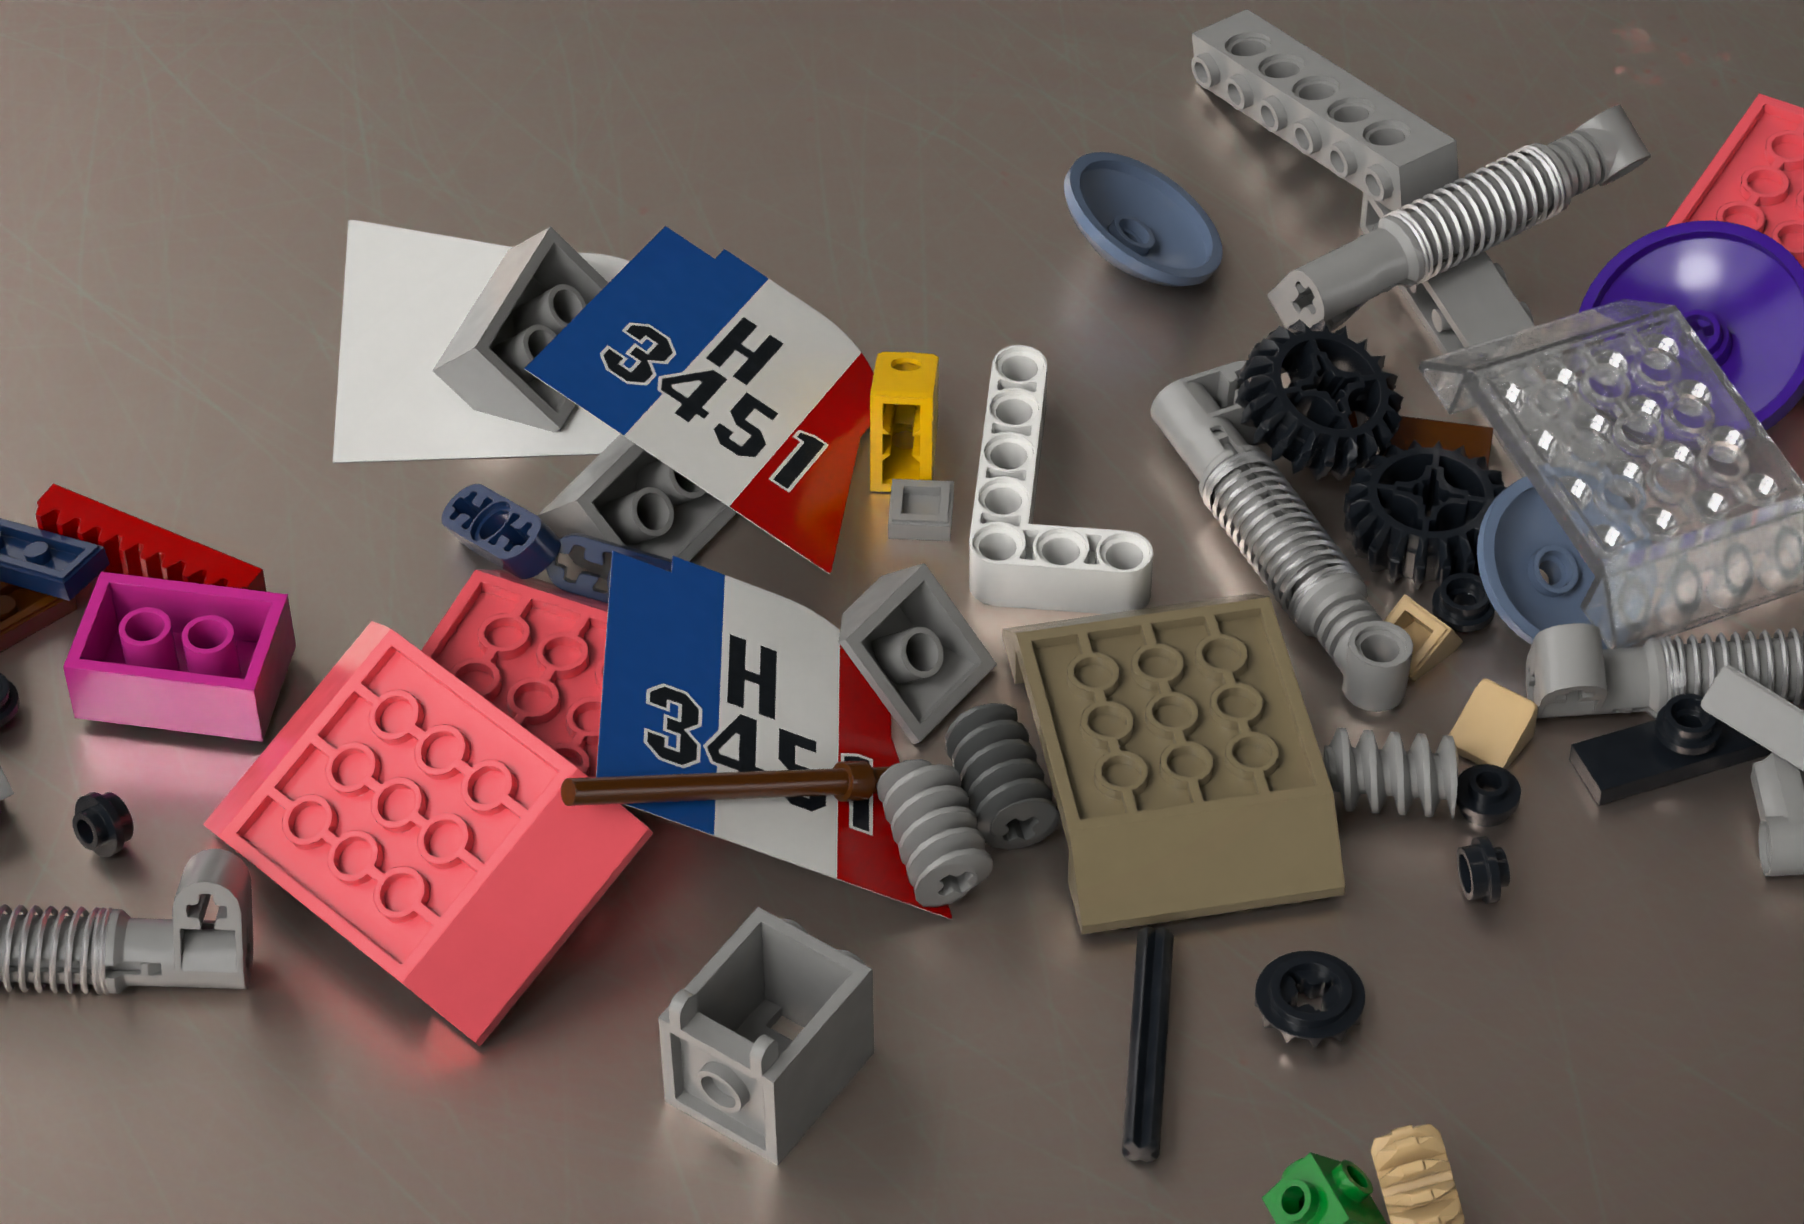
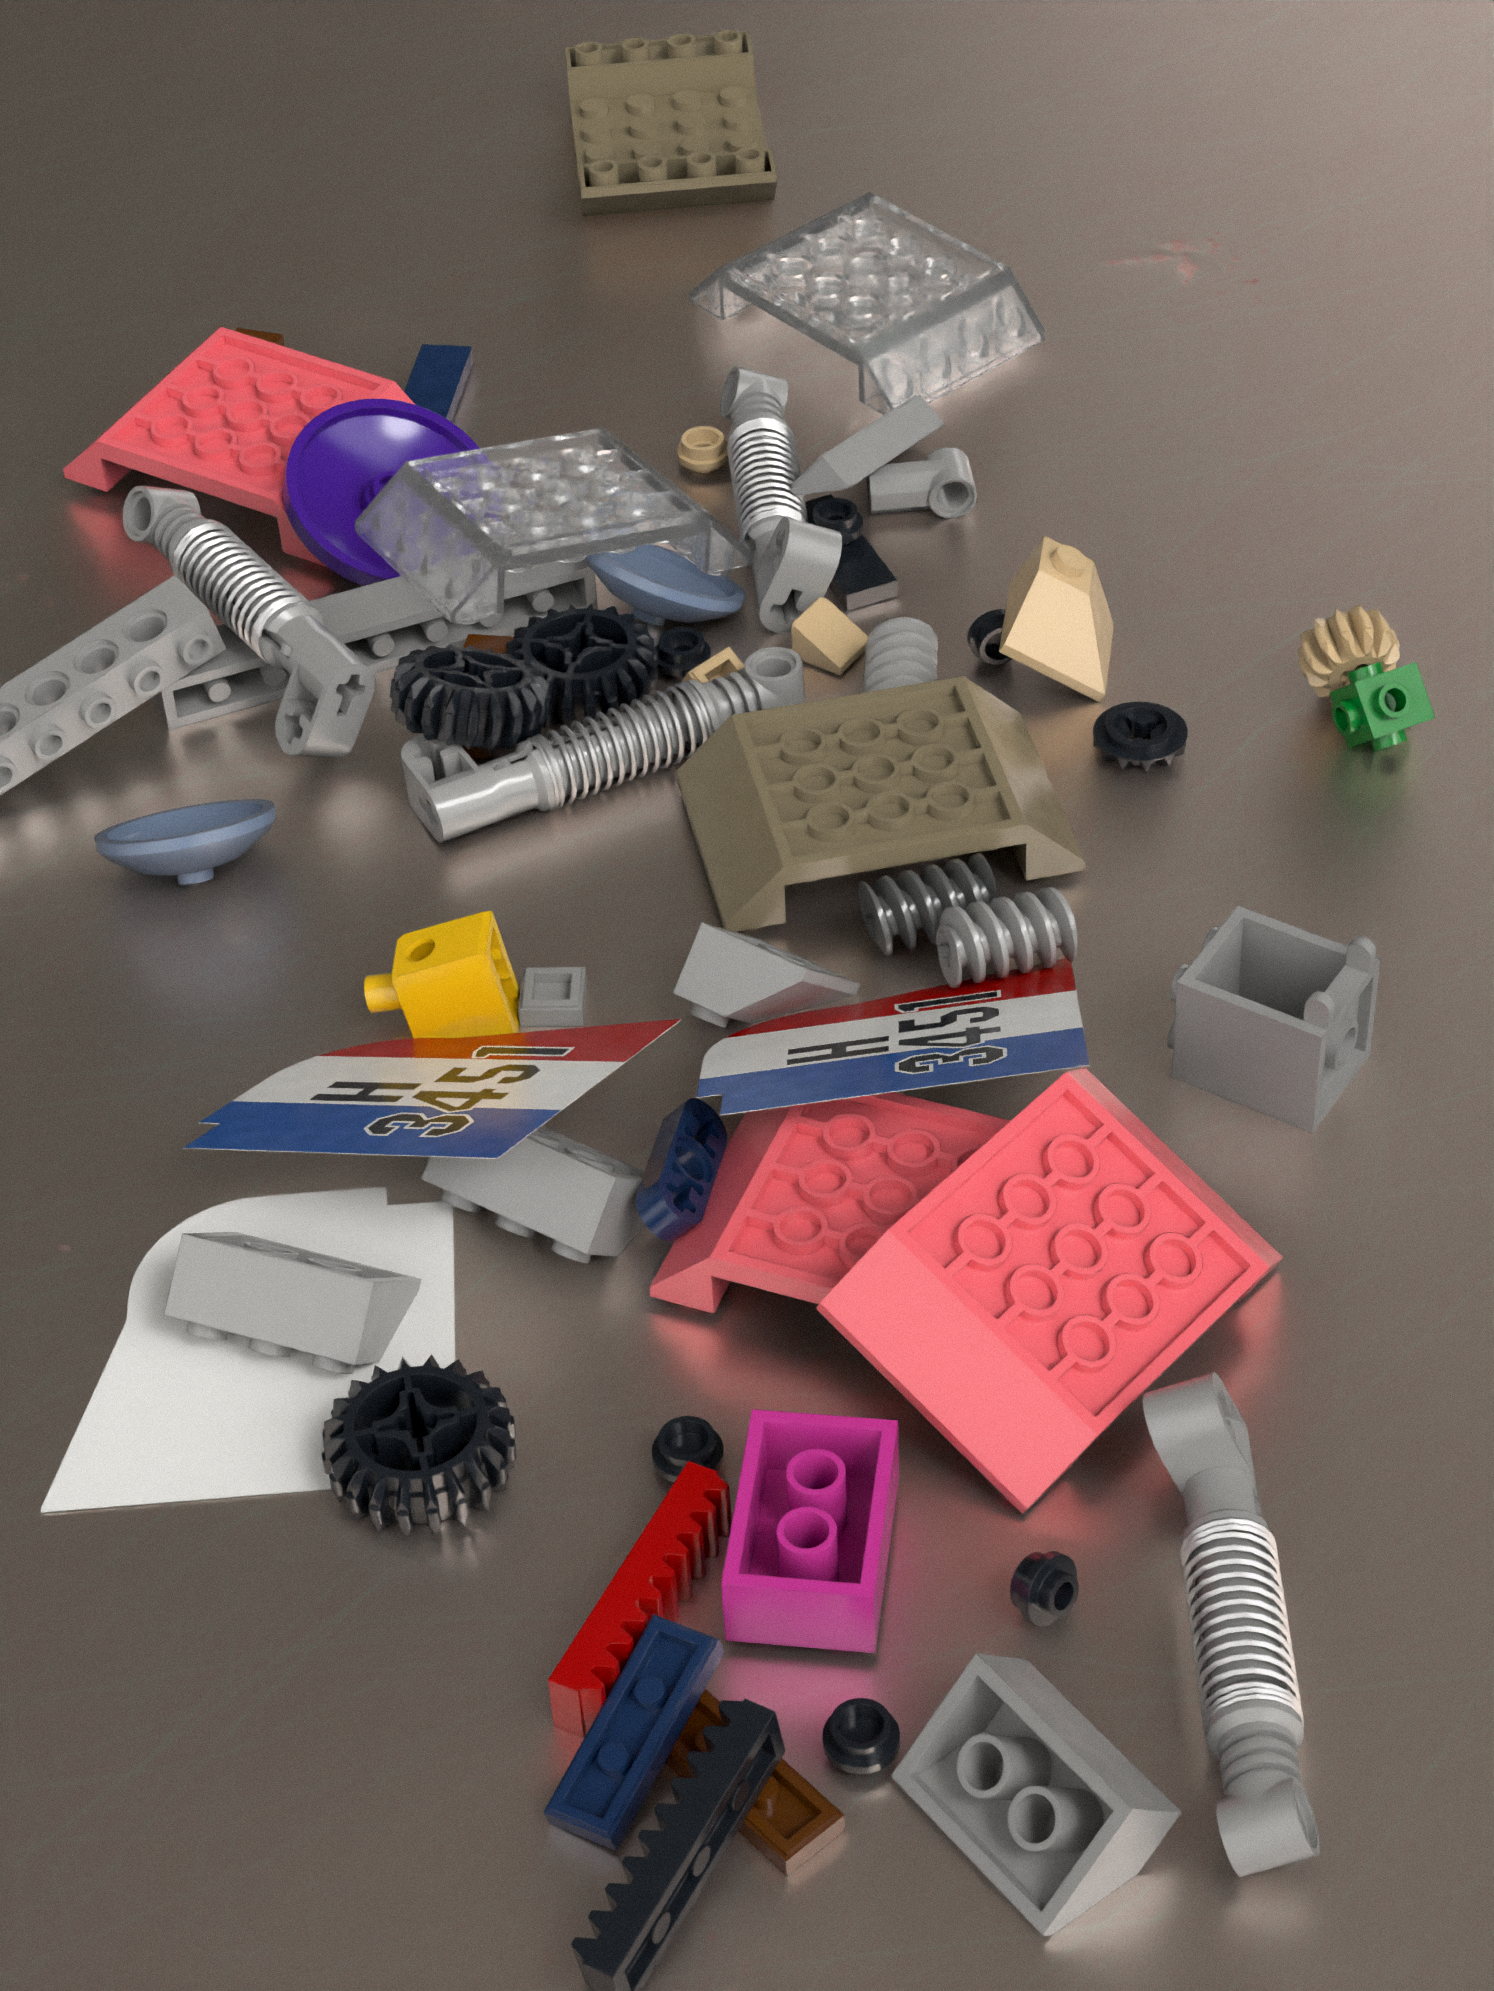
camera: 90 degrees left, 5 degrees down
(308, 428) = (376, 1456): none -> black gear
(316, 596) = (684, 1441): none -> black plate
(501, 531) = (590, 1269): dark blue beam -> none
(845, 781) = (963, 987): reddish brown bar -> none
(1037, 563) = (560, 922): white beam -> none
(1148, 1045) = (1203, 824): black axle -> none
(1475, 917) = (1060, 619): none -> tan slope

